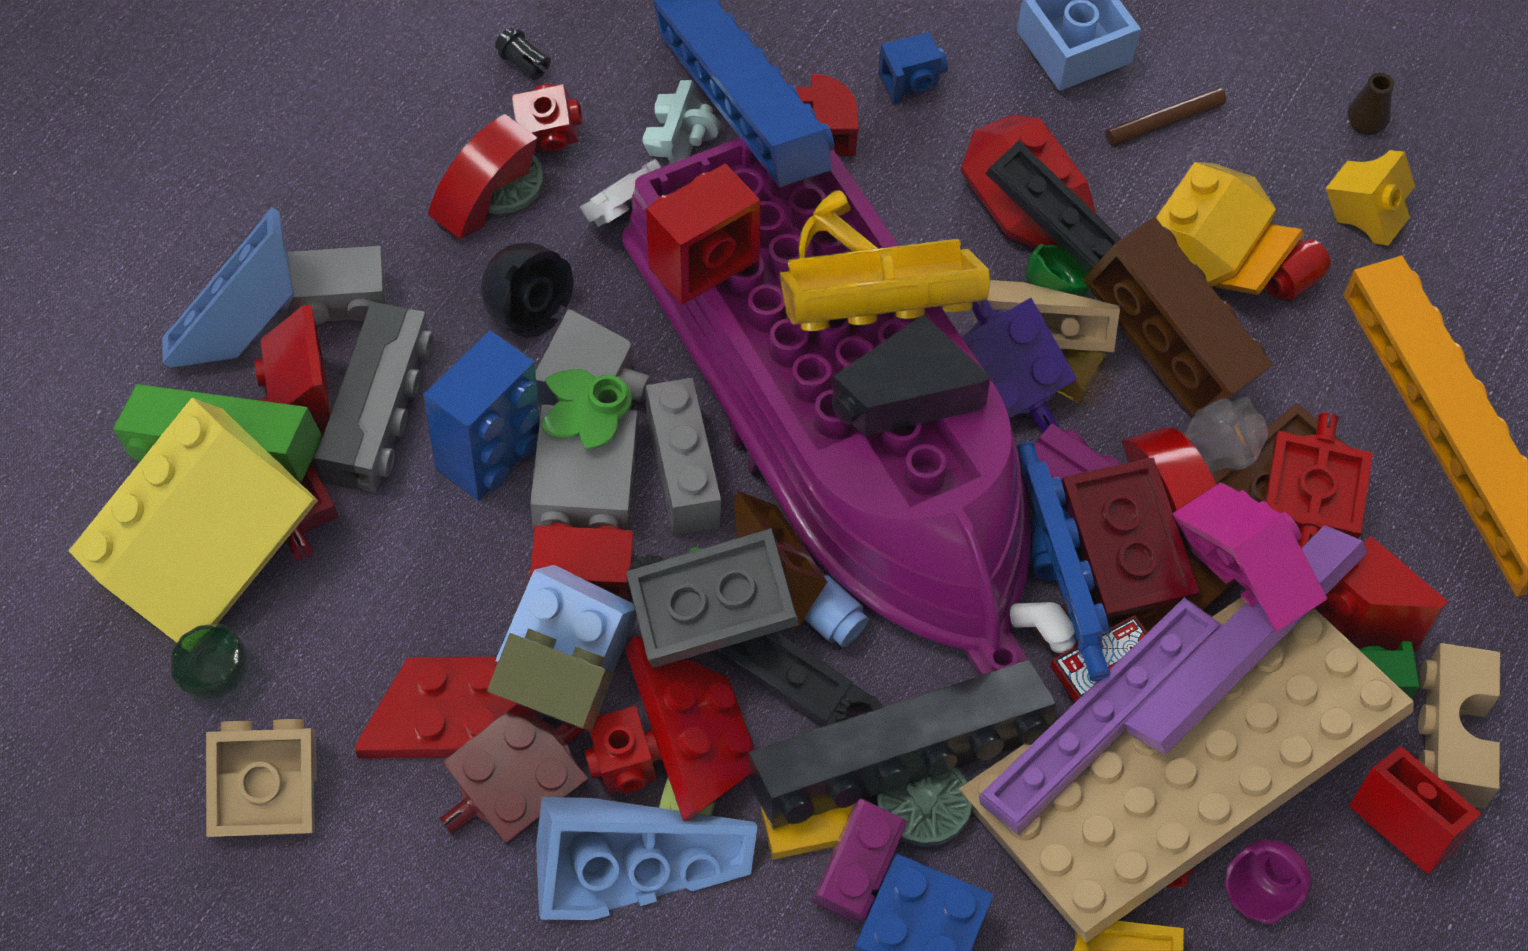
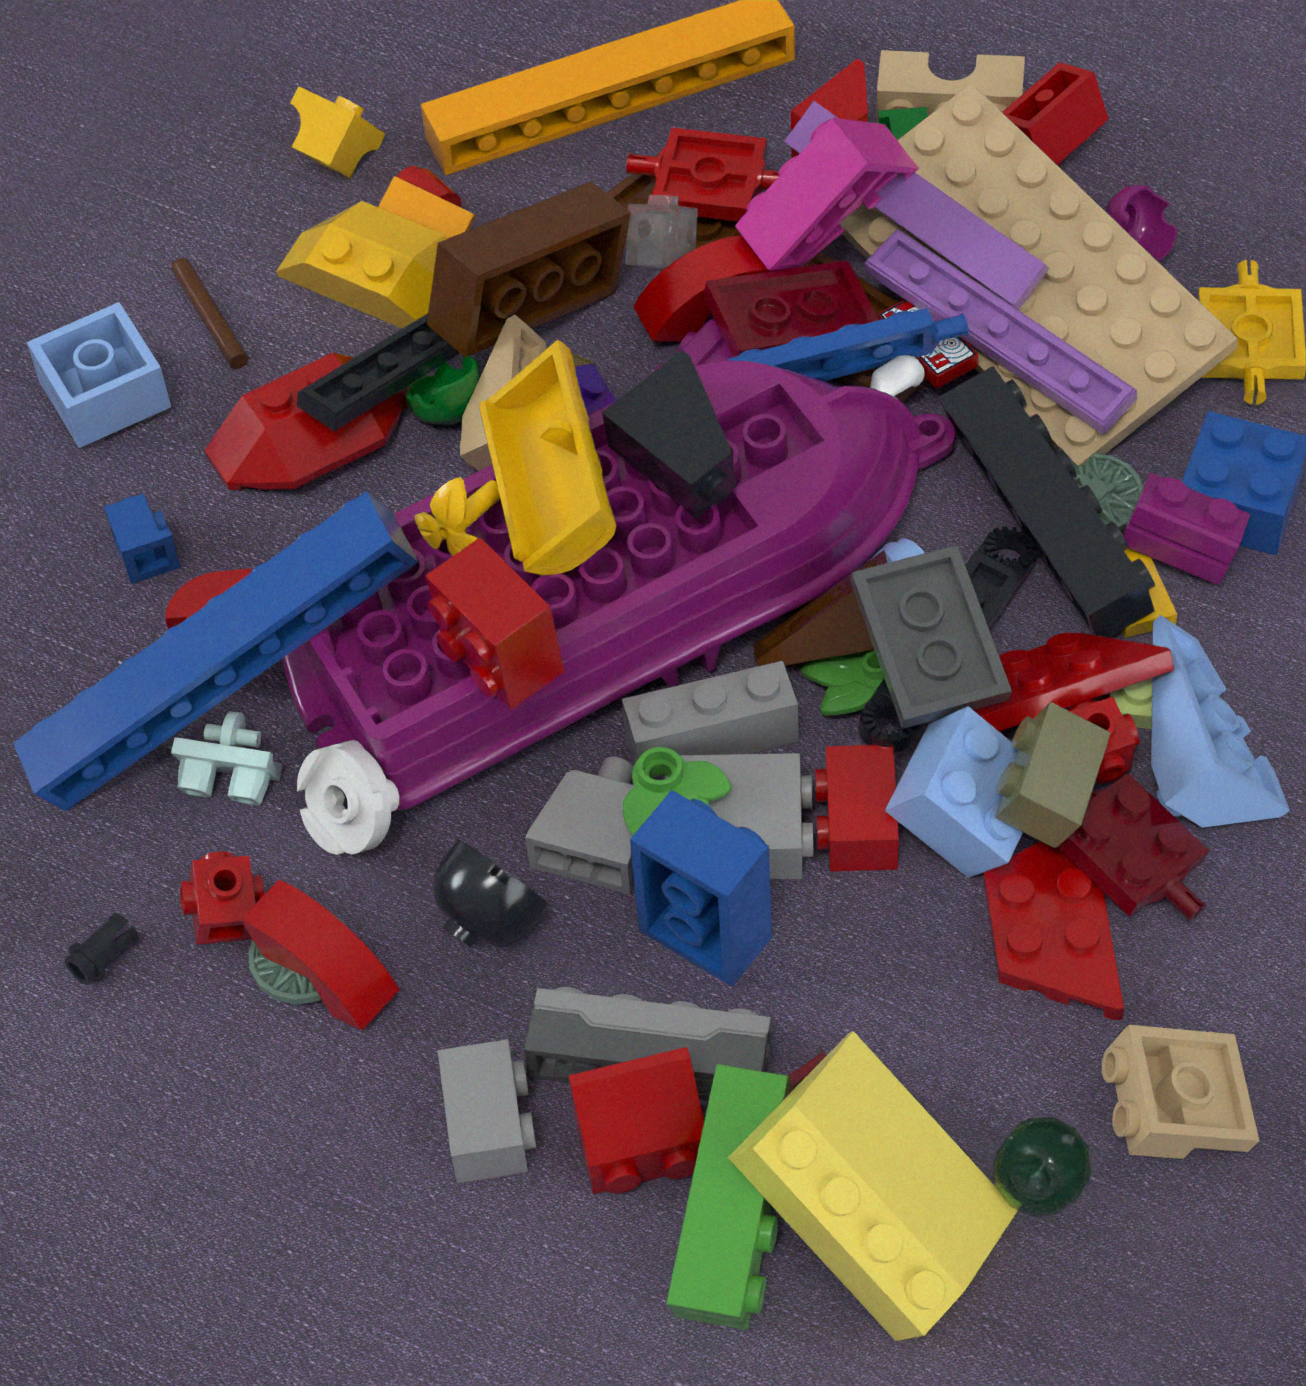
camera: 85 degrees left, 5 degrees down
(236, 301) = (519, 1205): medium blue wedge -> none
(1372, 106) = (208, 133): dark brown cone -> none

